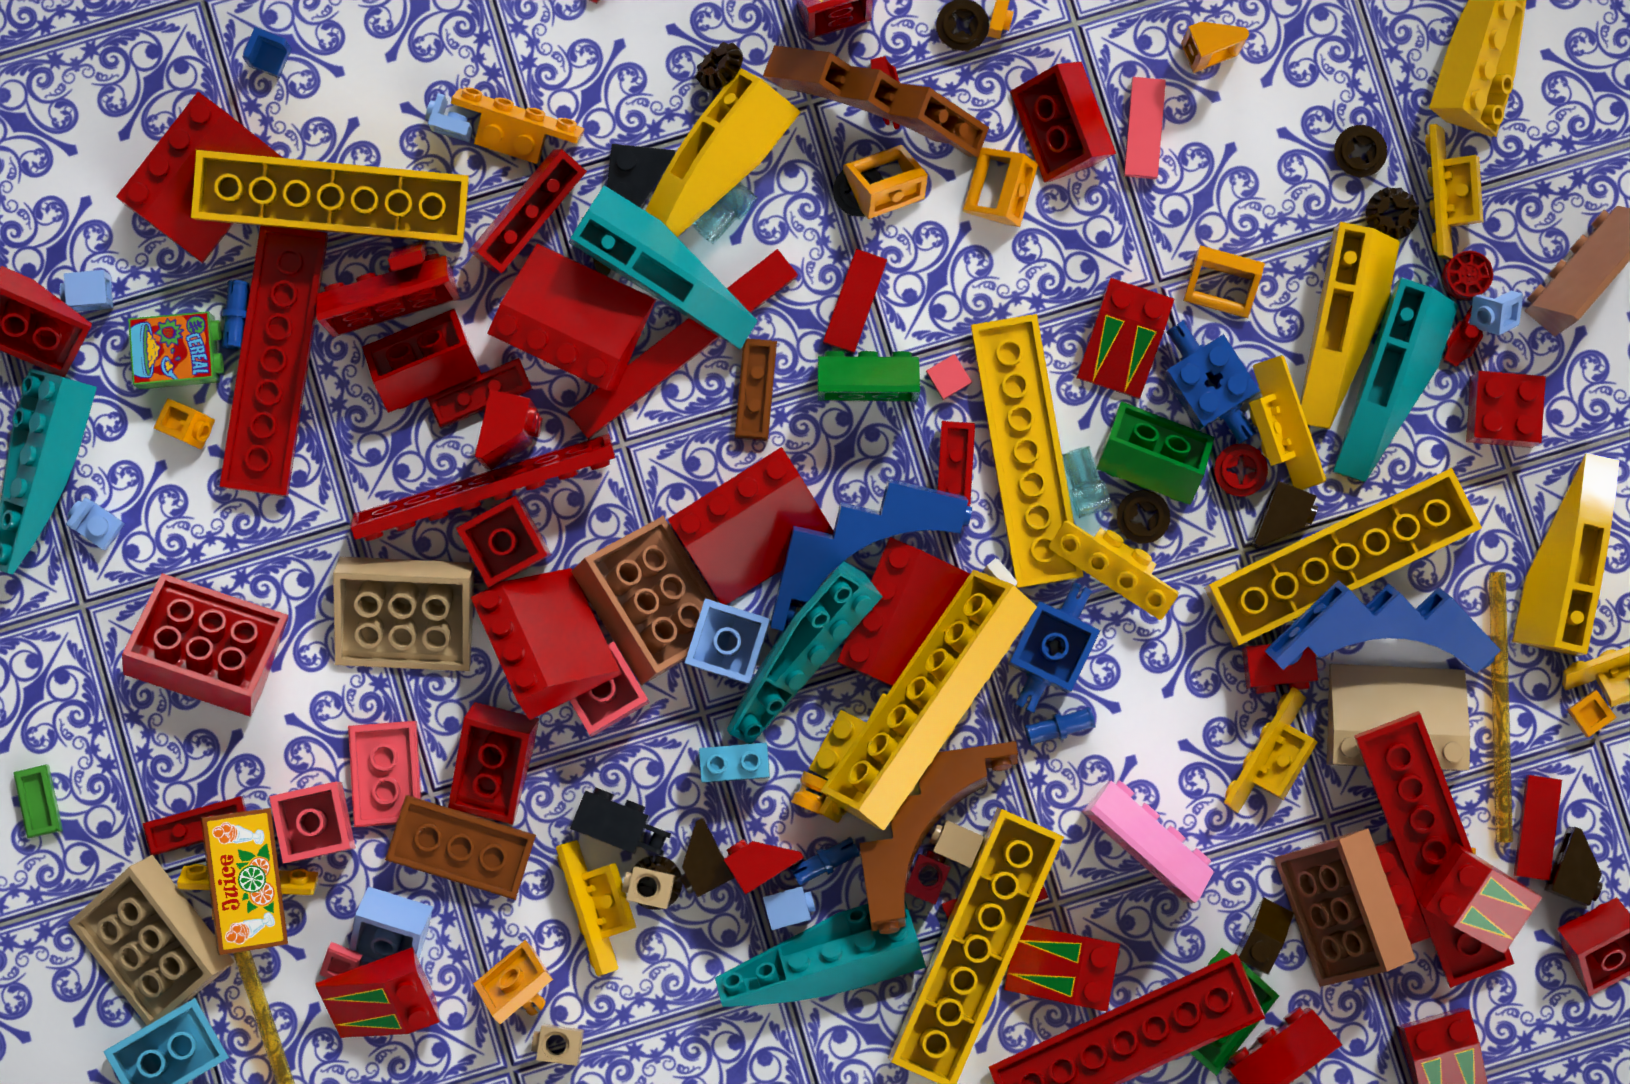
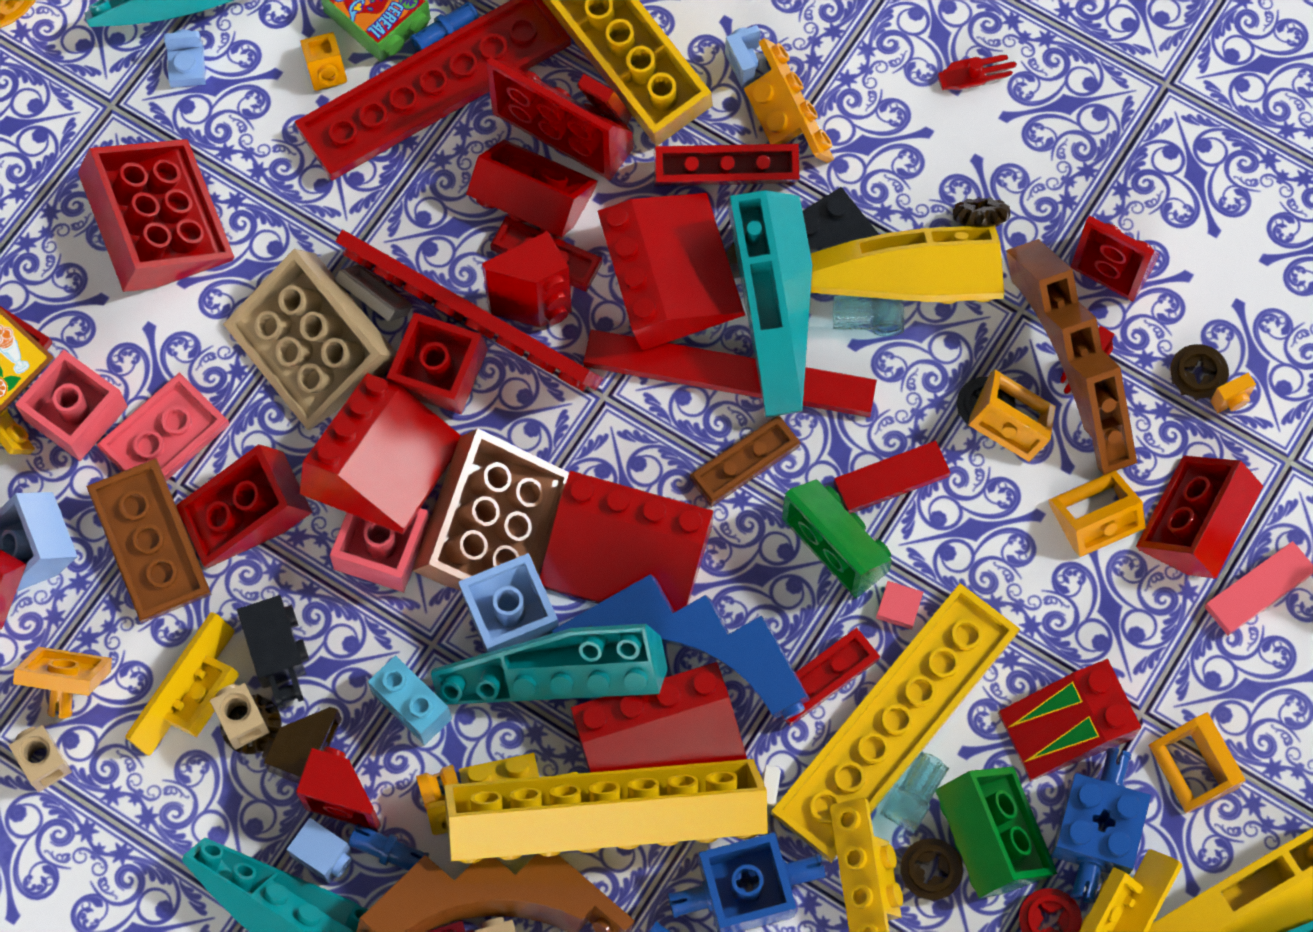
camera: 50 degrees right, 15 degrees down
(415, 540) = (373, 292): none -> light grey tile

